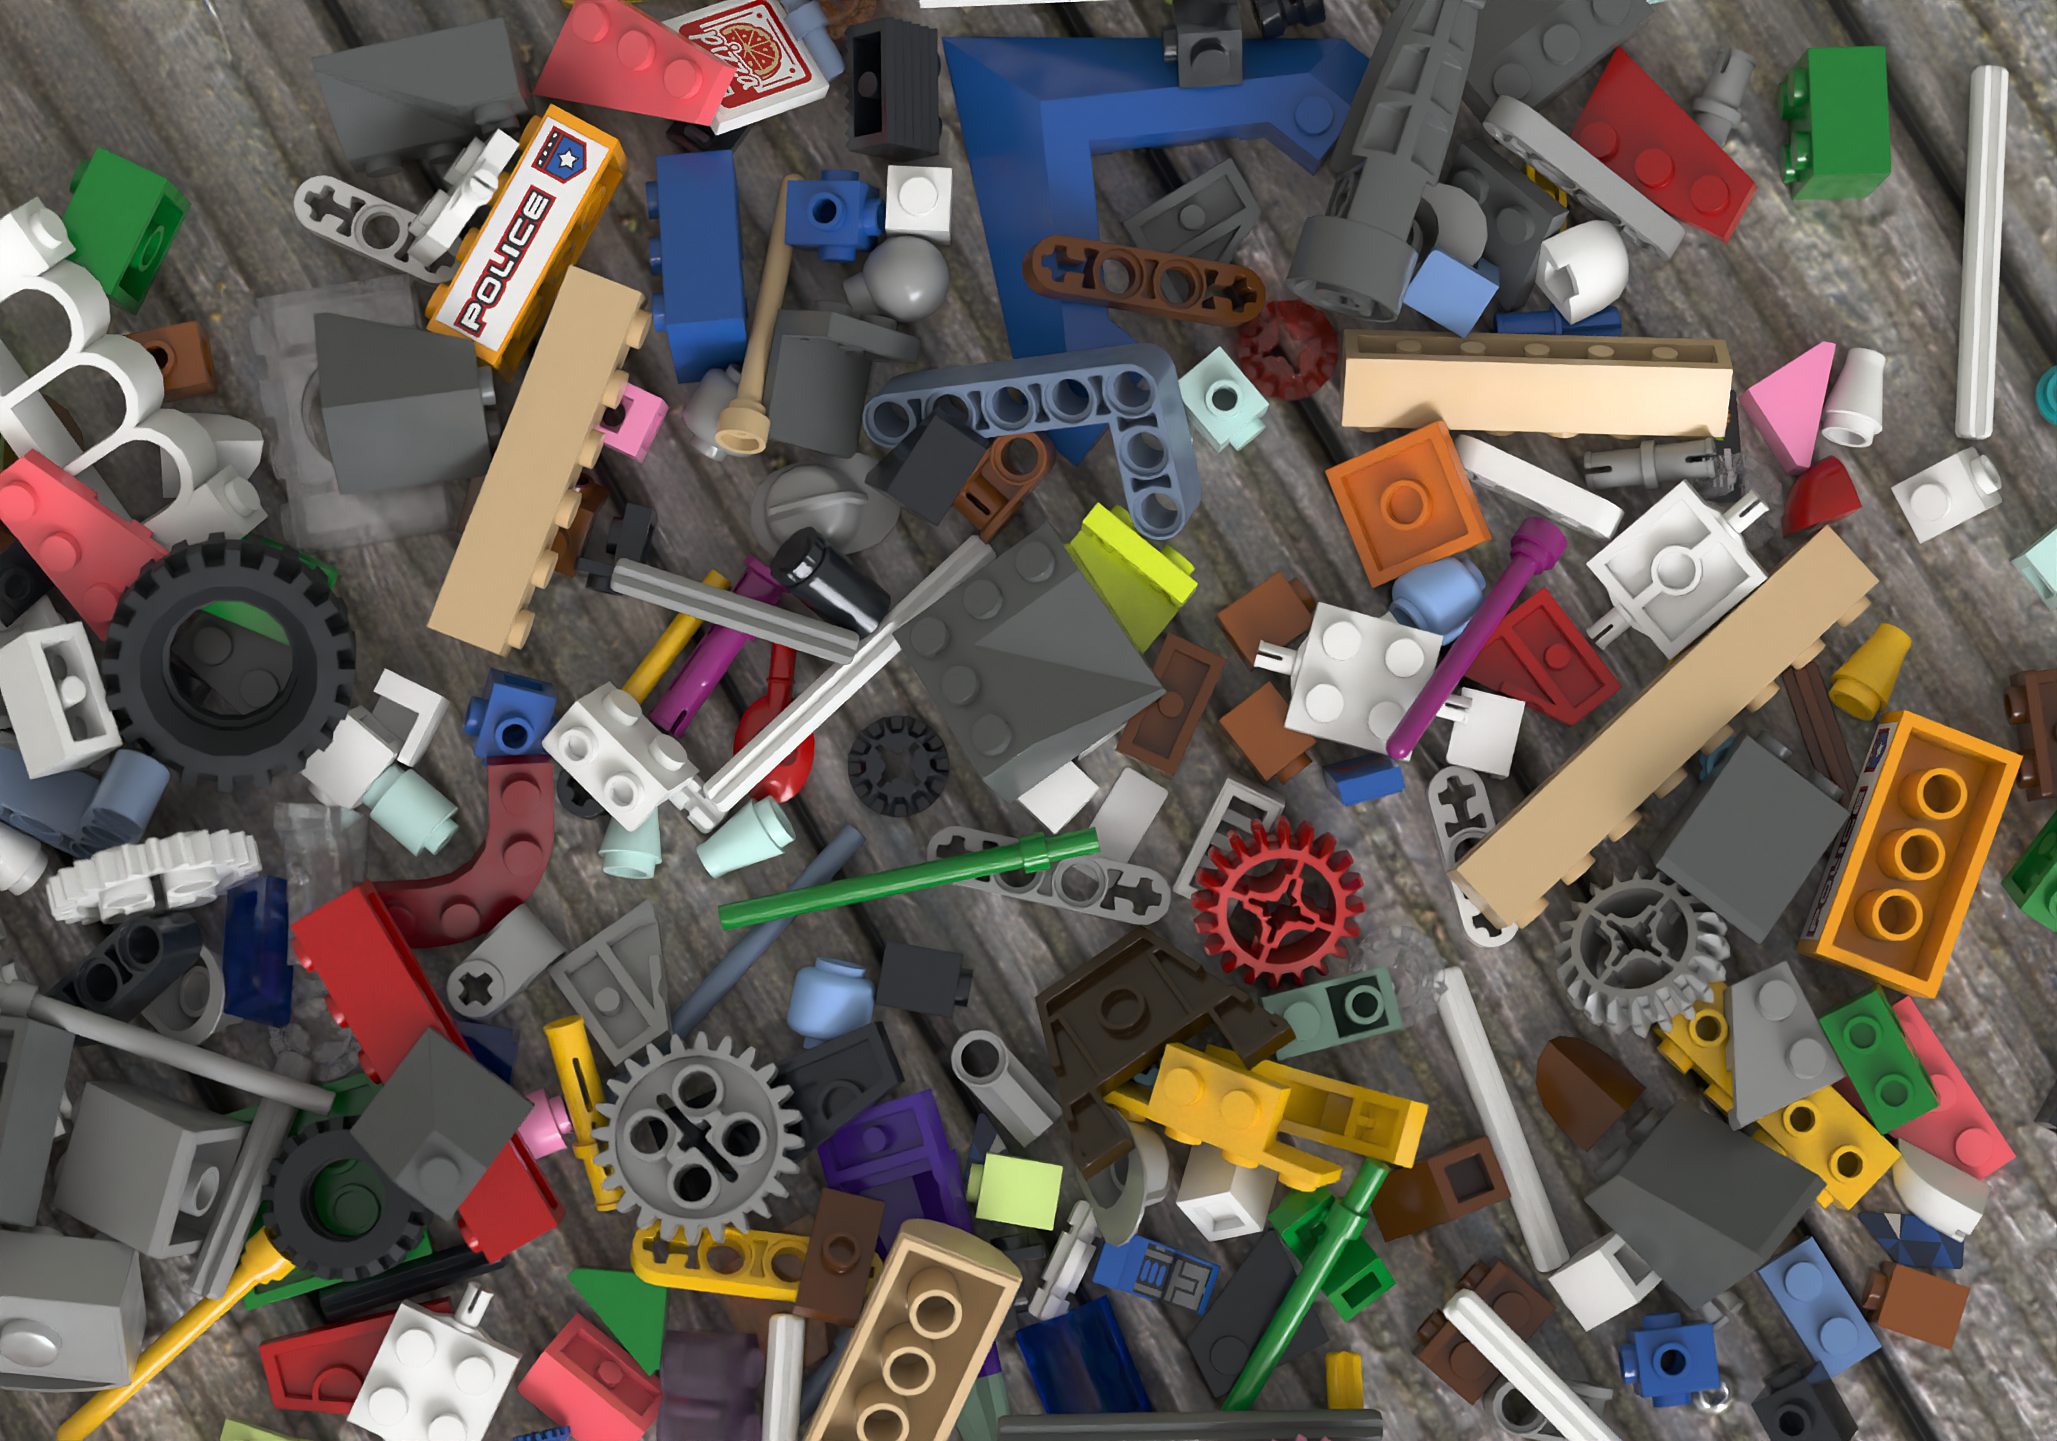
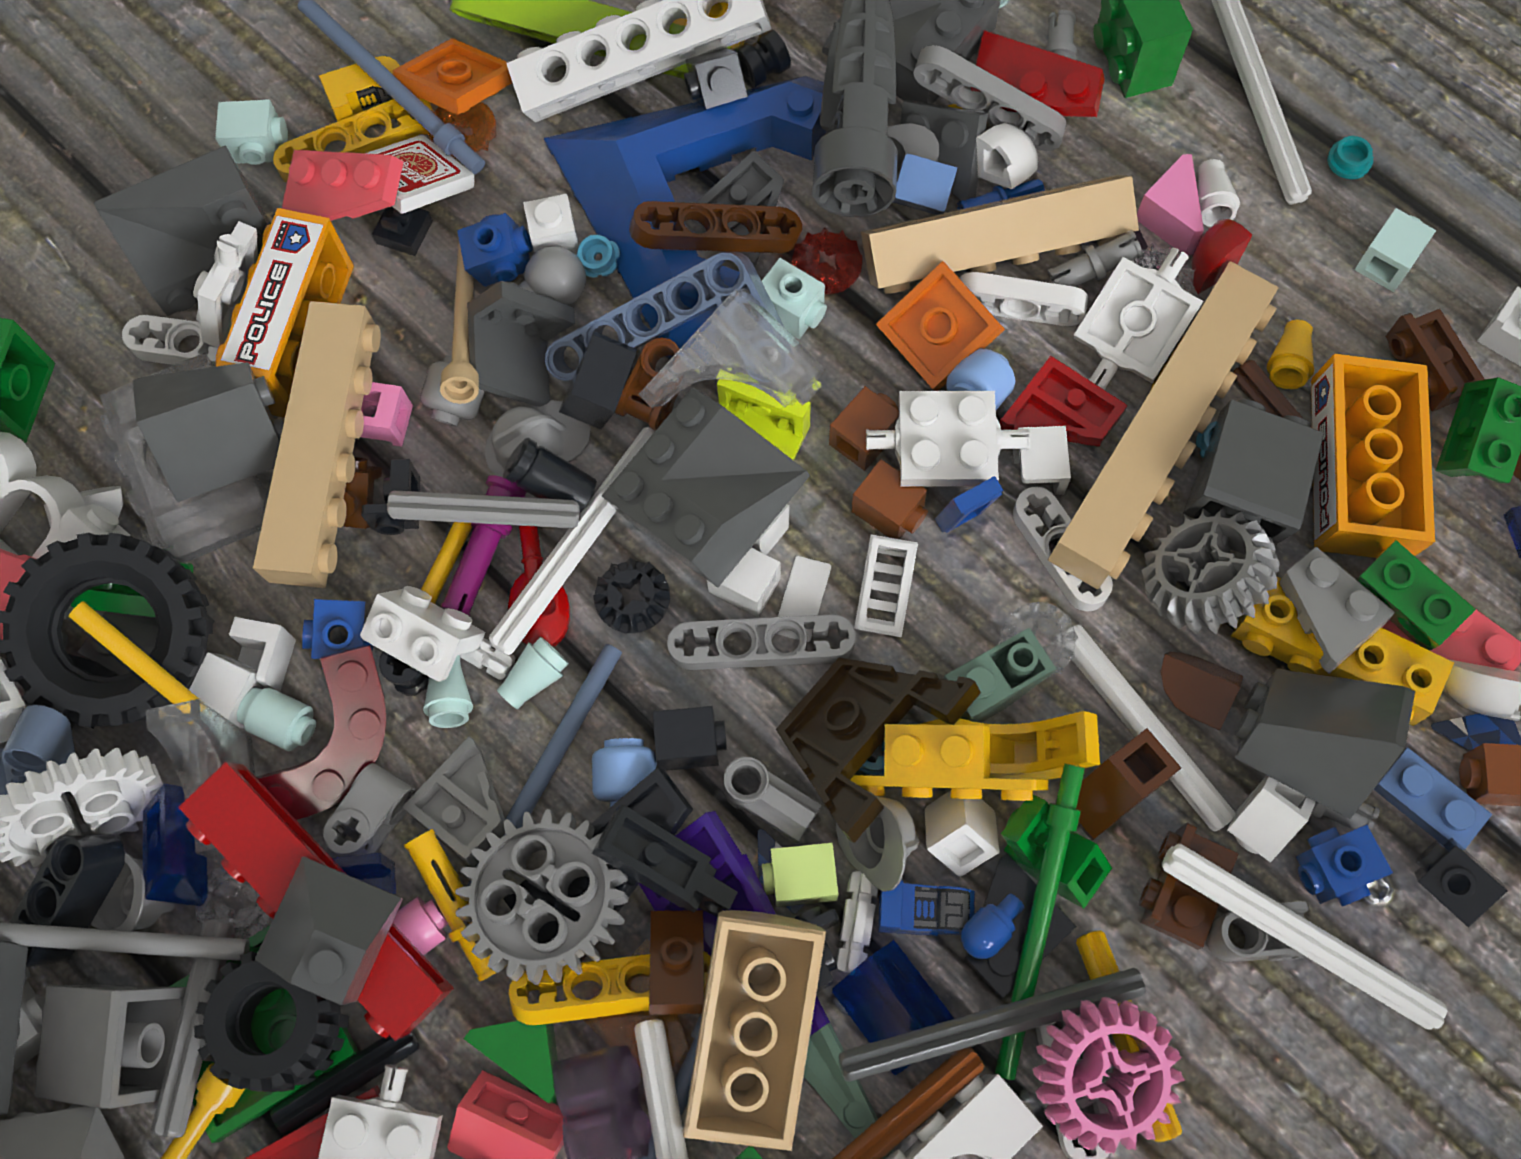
camera: 10 degrees left, 15 degrees down
(183, 359) = (57, 453): dark orange brick -> none
(267, 722) = (130, 654): none -> yellow bar
(699, 261) = (409, 300): blue wedge -> none
(851, 1142) = (662, 863): none -> black hinge
(892, 90) = (515, 162): black brick -> none
(961, 247) = (596, 245): none -> medium azure plate
(1032, 852) = (743, 622): green bar -> none
(1127, 501) = (743, 346): none -> clear arch
(1165, 727) = (816, 504): reddish brown panel -> none
(1223, 1317) = (991, 927): none -> blue cylinder
(1302, 913) = (937, 587): red gear -> none
(1534, 548) = (1034, 336): magenta piece -> none
(1948, 493) = (1298, 233): white bracket -> none

